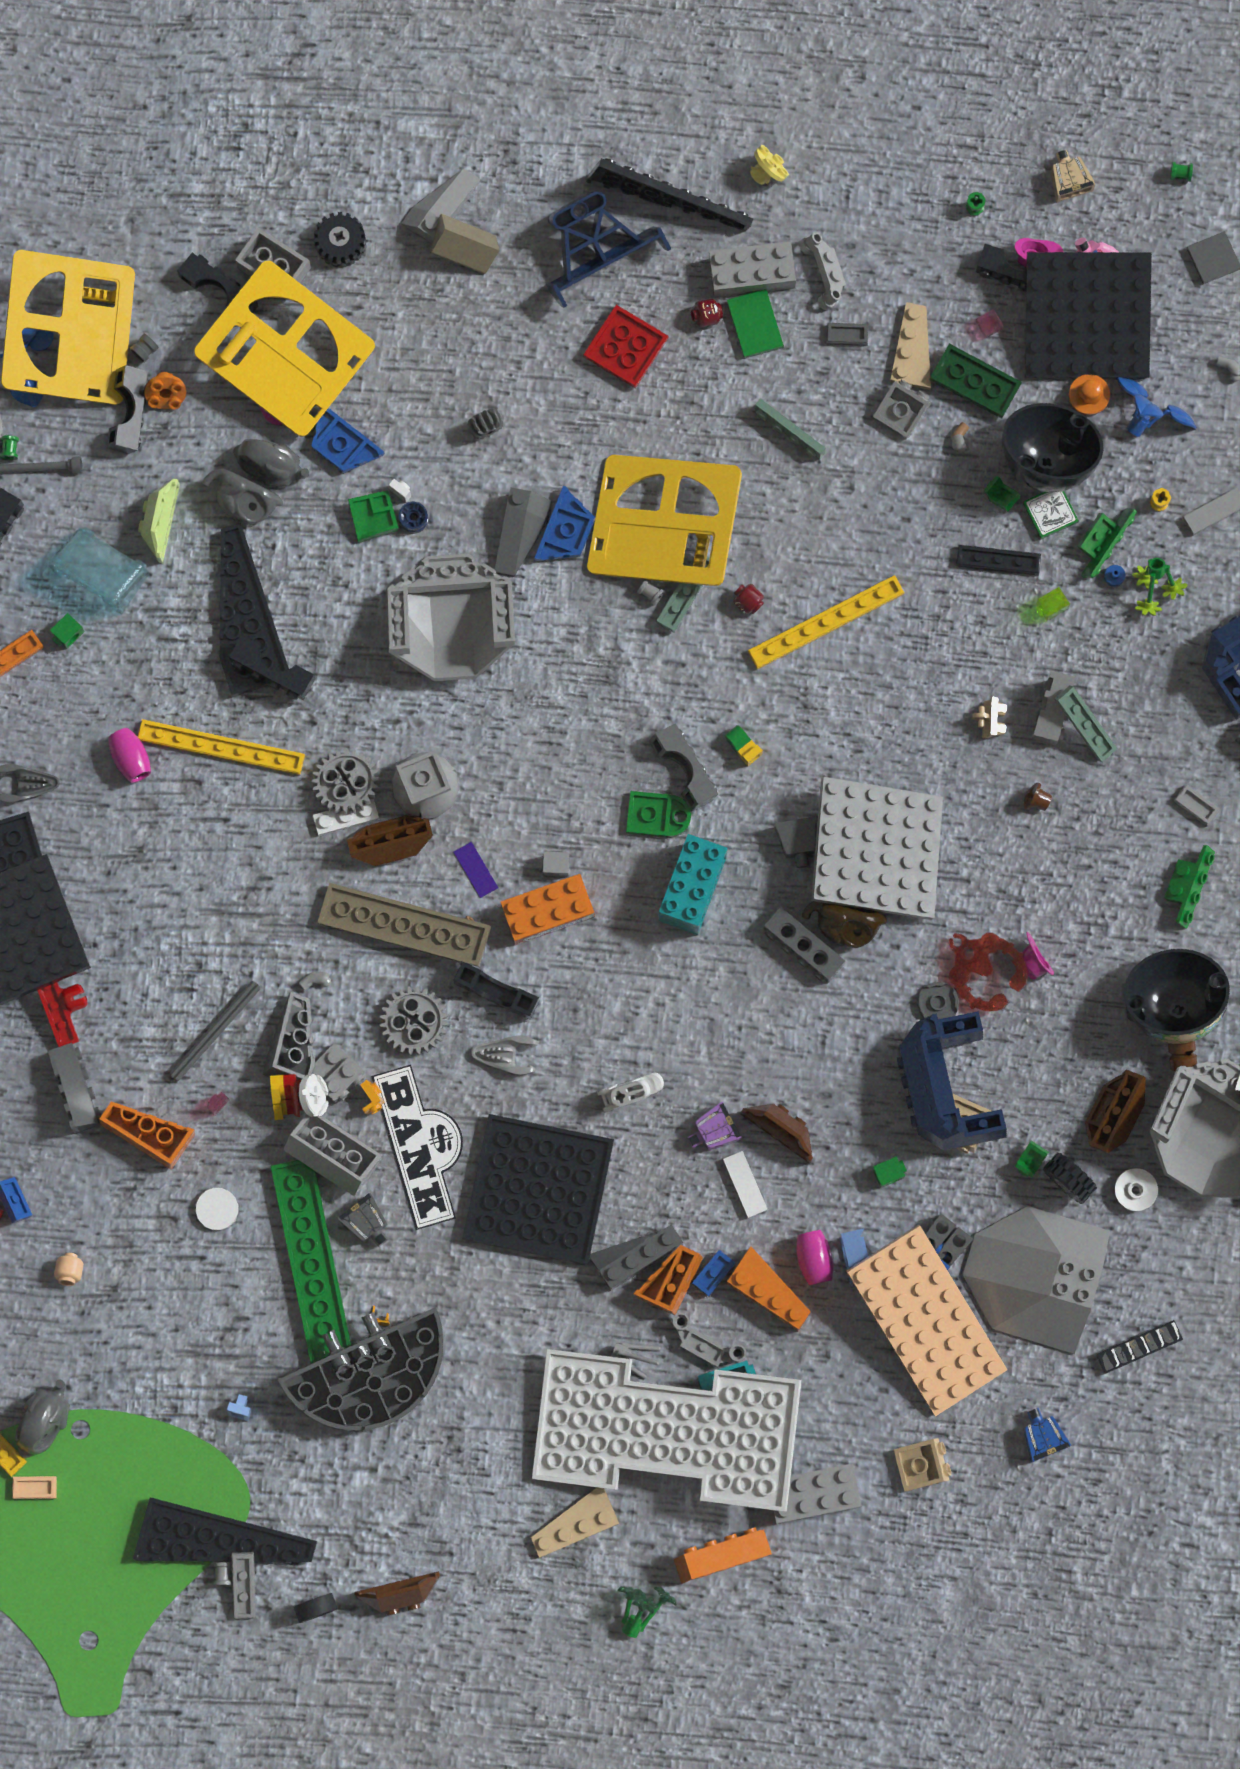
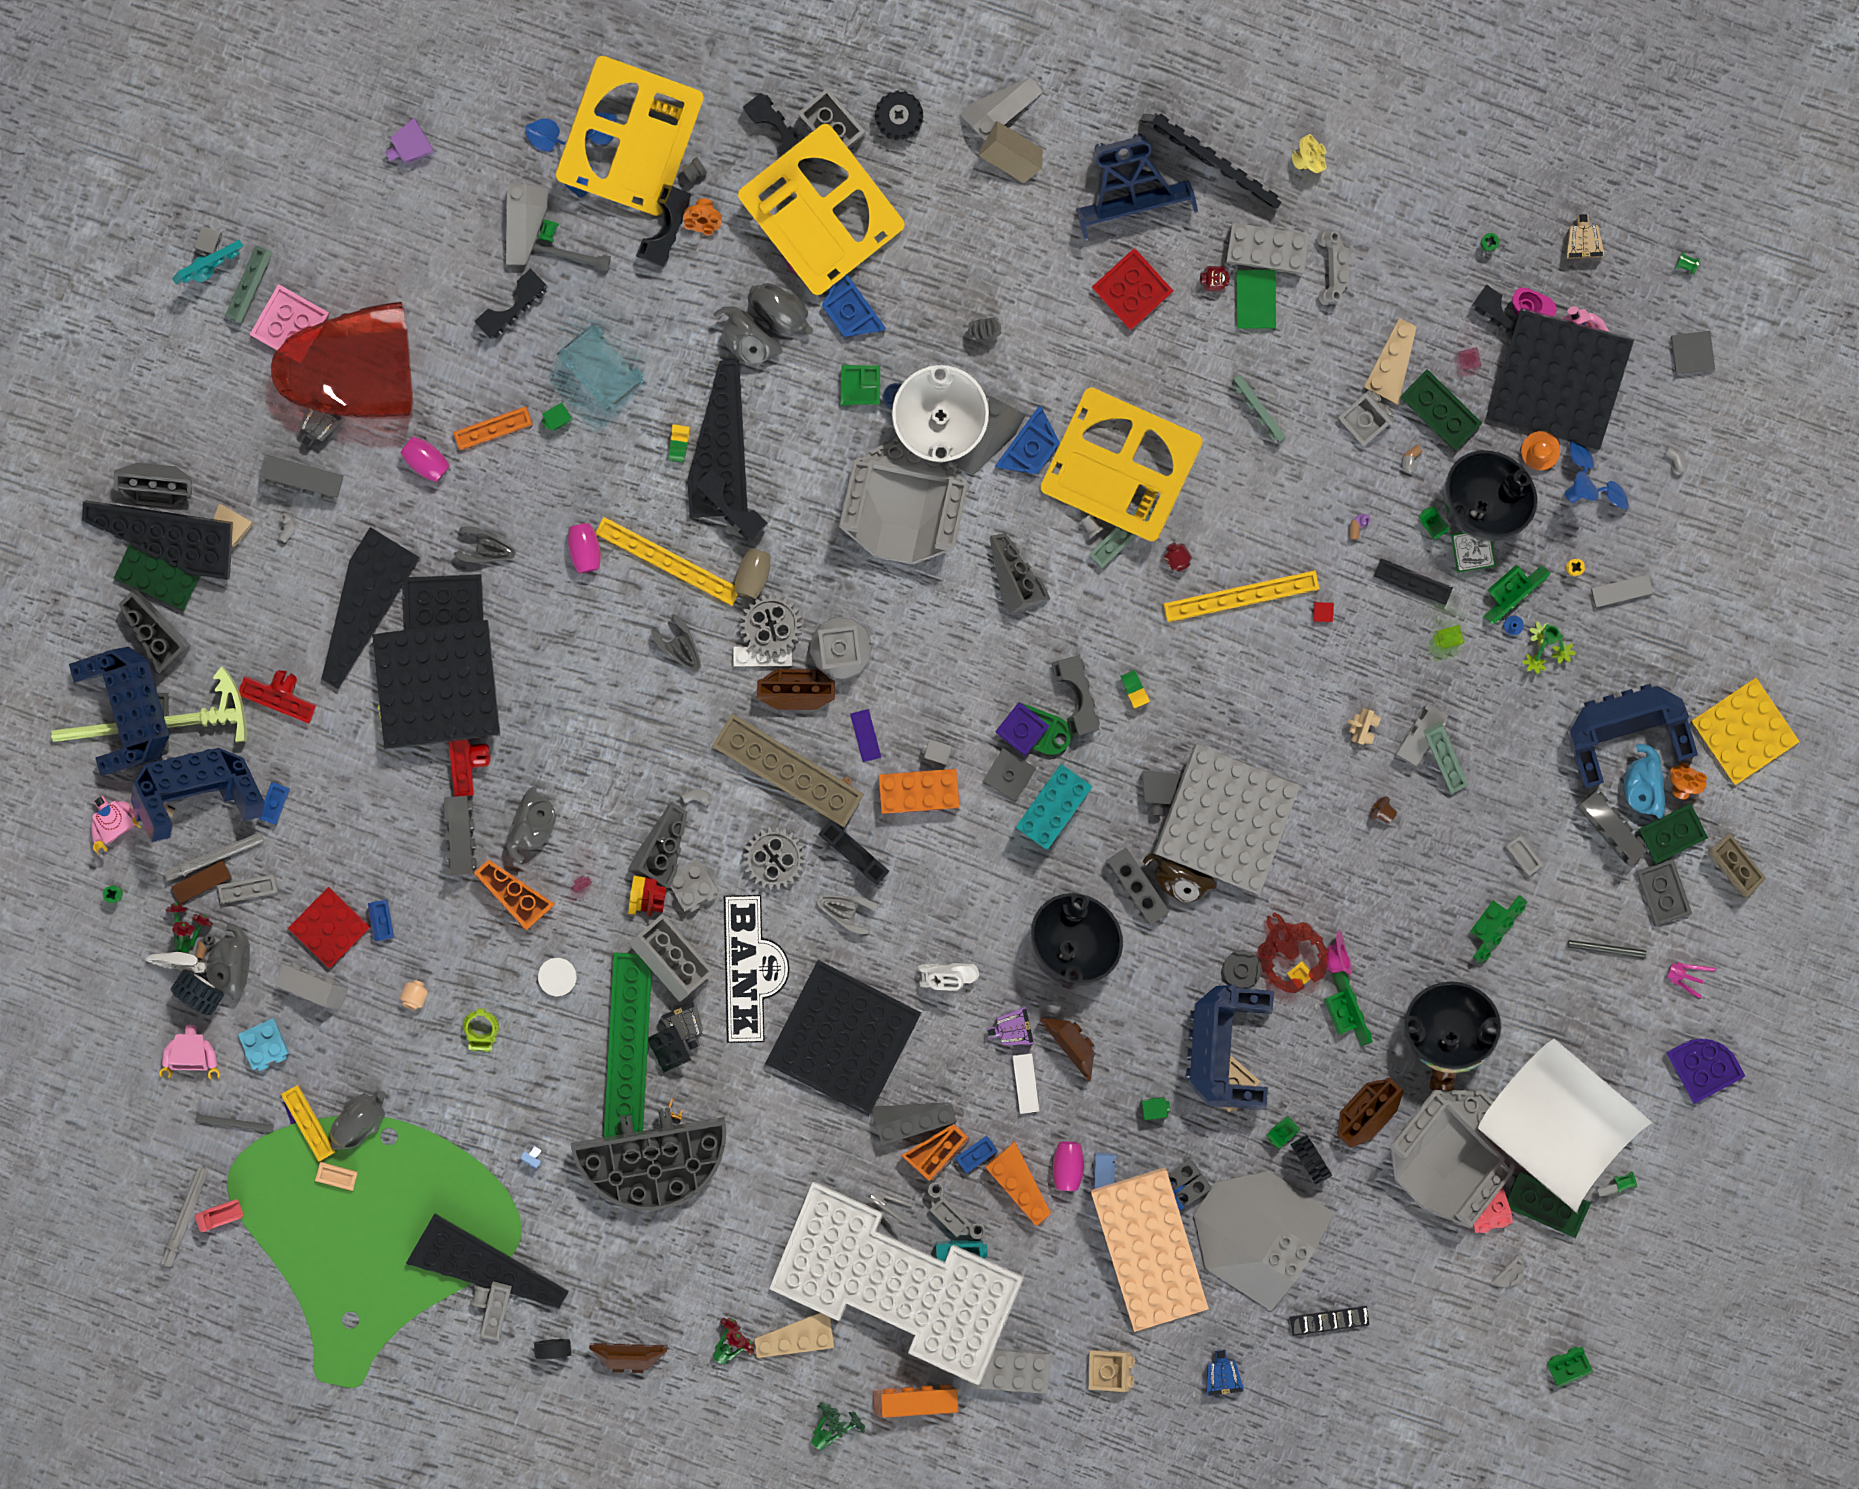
camera: 15 degrees right, 10 degrees up
(147, 1054) = (531, 824): none -> dark grey piece
(150, 1300) = (478, 1041): none -> lime piece
(158, 518) = (665, 335): yellowish green wedge -> none
(200, 622) = (679, 443): none -> leg
(214, 1031) = (596, 817): dark grey axle -> none
(259, 830) = (680, 648): none -> dark grey animal
(312, 733) = (752, 573): none -> dark tan piece
(313, 1095) = (667, 904): white tile -> none
(356, 1250) = (669, 1049): none -> black plate
(373, 1092) = (721, 912): light orange bracket -> none
(400, 489) = (891, 367): white plate -> none
(479, 500) = (923, 398): none -> white piece
(502, 1560) = (724, 1351): none -> plant
(589, 670) = (1017, 583): none -> dark grey wedge
(637, 815) = (1022, 728): none -> dark purple plate
(637, 867) = (1009, 774): none -> dark grey plate
(754, 1013) = (1075, 948): none -> black piece
(847, 334) = (1337, 332): dark grey tile -> none
(915, 615) = (1323, 612): none -> red tile
(924, 517) = (1358, 523): none -> arm
(1000, 986) = (1300, 971): none -> yellow plate
(1059, 1014) = (1345, 1010): none -> green bracket
(1144, 1182) = (1374, 1191): white dish -> none

